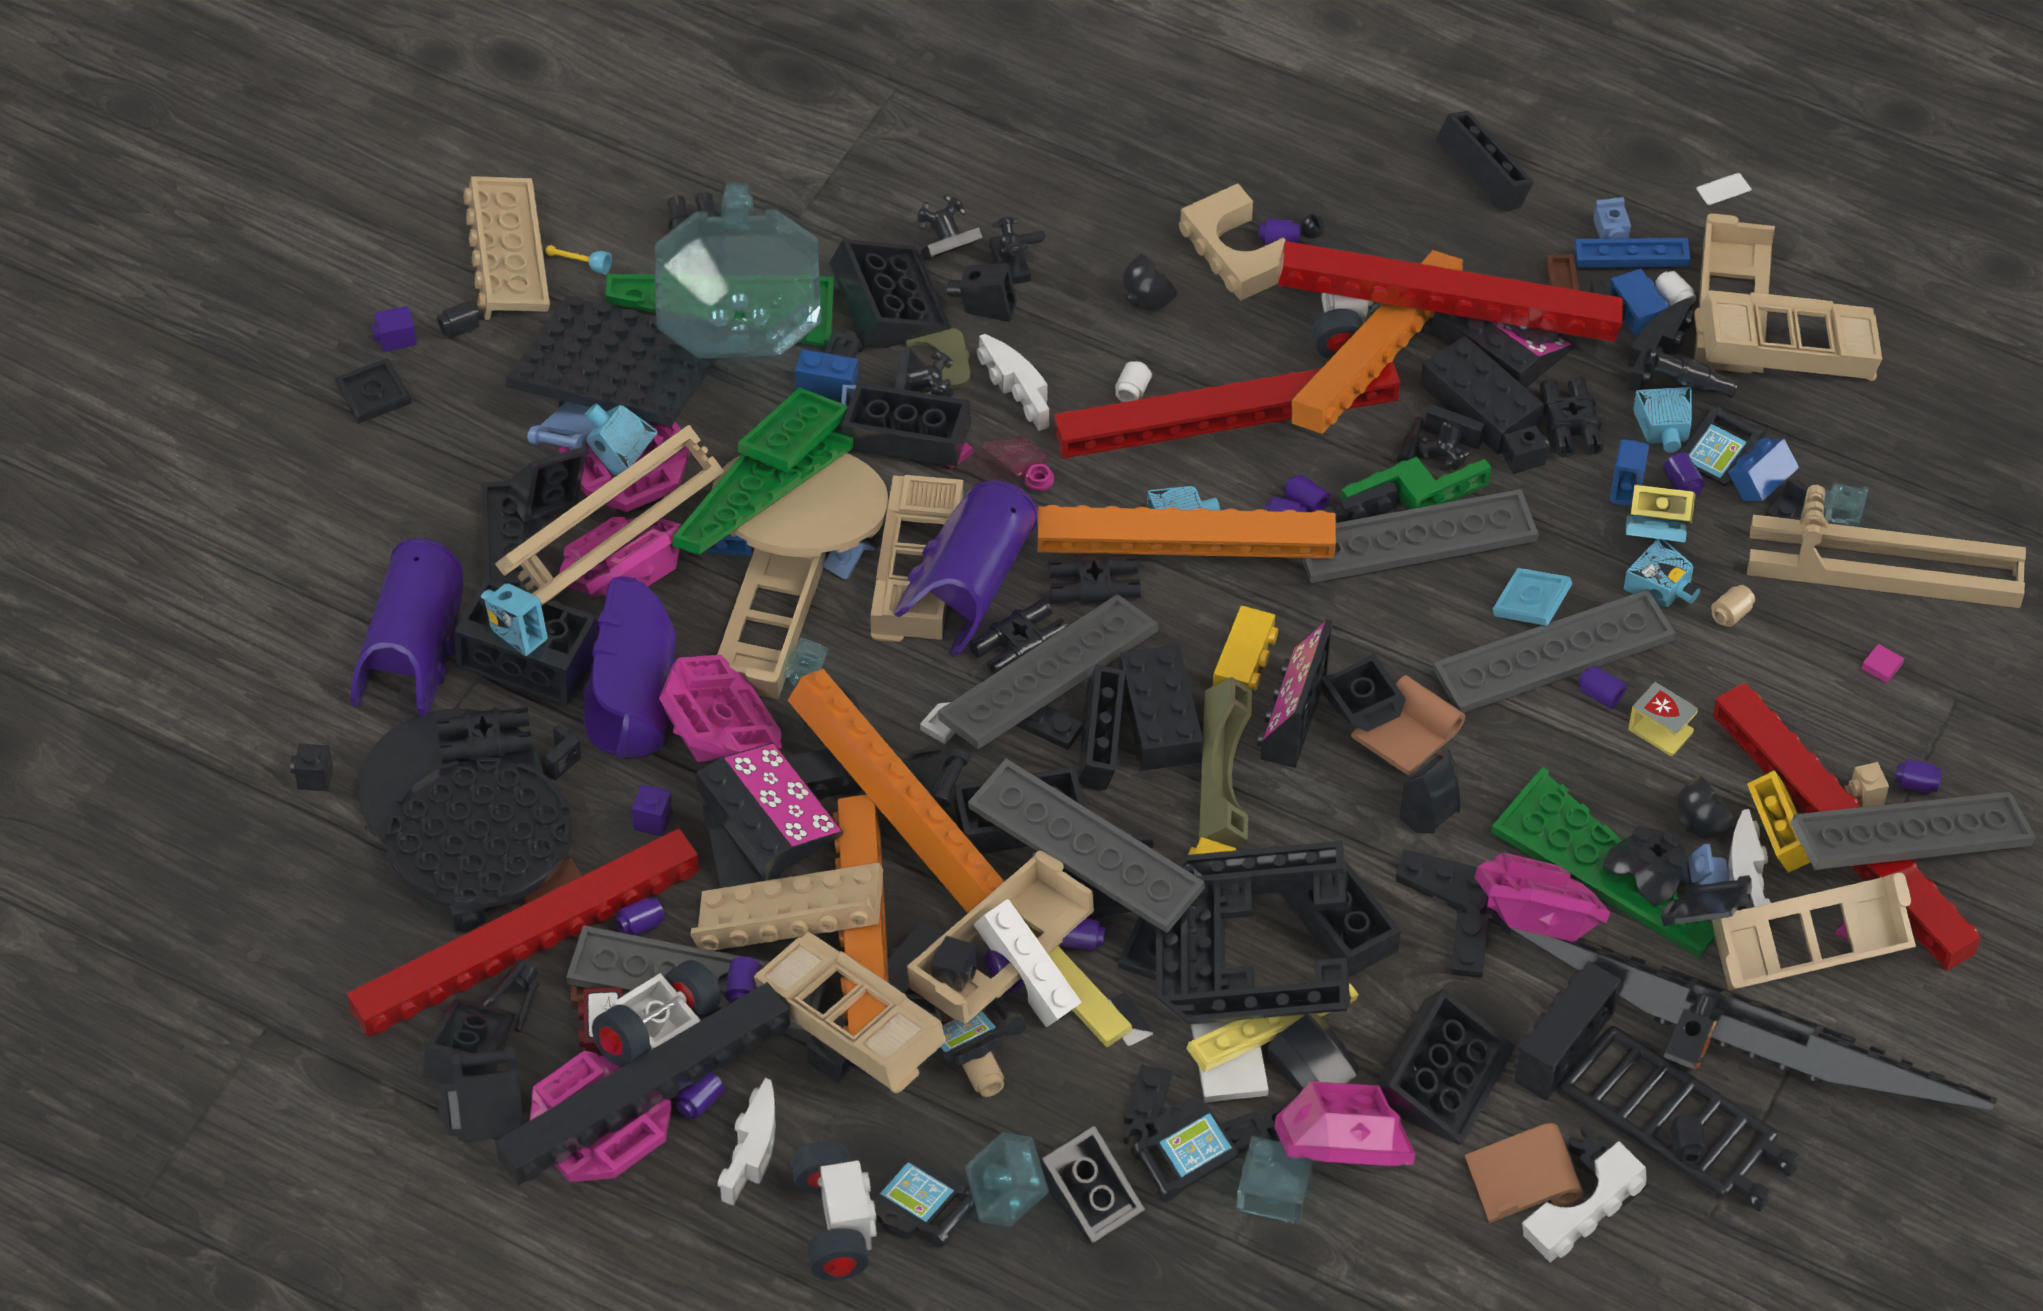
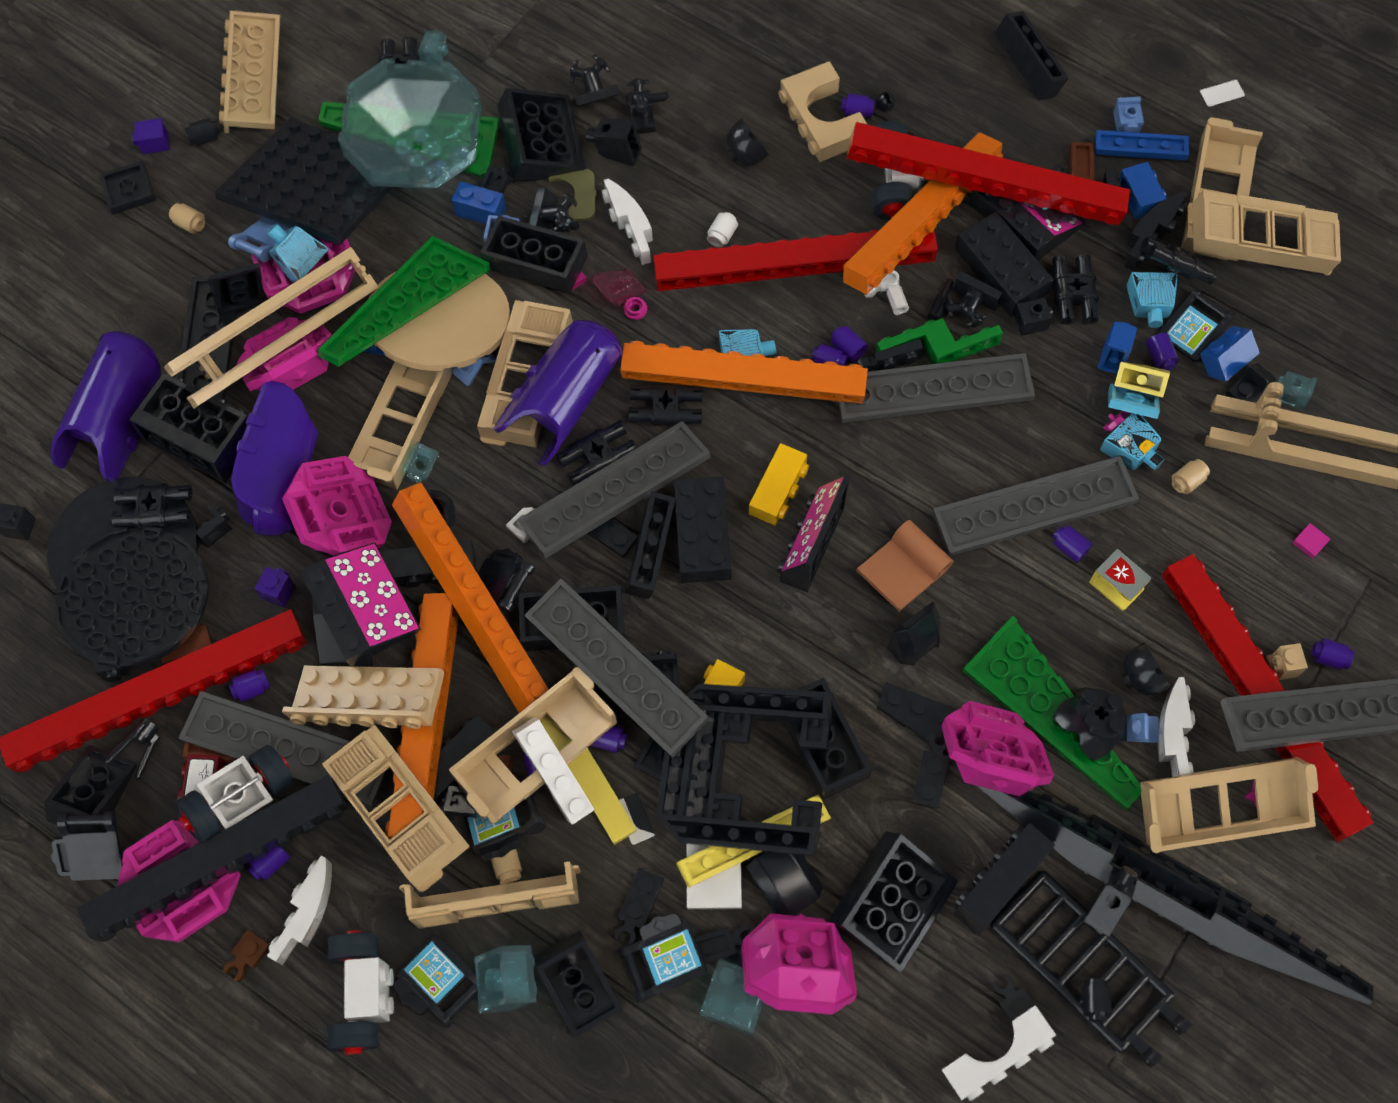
camera: 10 degrees right, 15 degrees up
(459, 418) = (187, 217): none -> tan brick
(515, 617) = (167, 408): medium azure torso -> none
(599, 261) = (319, 89): medium azure hinge -> none
(690, 1193) = (249, 952): none -> reddish brown plate
(741, 977) = (312, 764): dark purple brick -> none
(793, 429) = (439, 254): green plate -> none
(954, 963) = (489, 770): black brick -> none
(977, 1106) = (452, 906): none -> tan piece
(1225, 717) = (738, 636): olive arch -> none
(1347, 427) = (895, 294): none -> white bar
(1364, 694) = (871, 536): black slope -> none
(1524, 1172) = (950, 1011): nougat door -> none
(1532, 596) = (1023, 453): medium azure tile -> none
(1637, 552) = (1115, 420): none -> dark pink piece
(1673, 288) = (1172, 181): white brick -> none
(1707, 901) = (1138, 774): black piece -> none
(1776, 814) = (1208, 687): yellow brick -> none

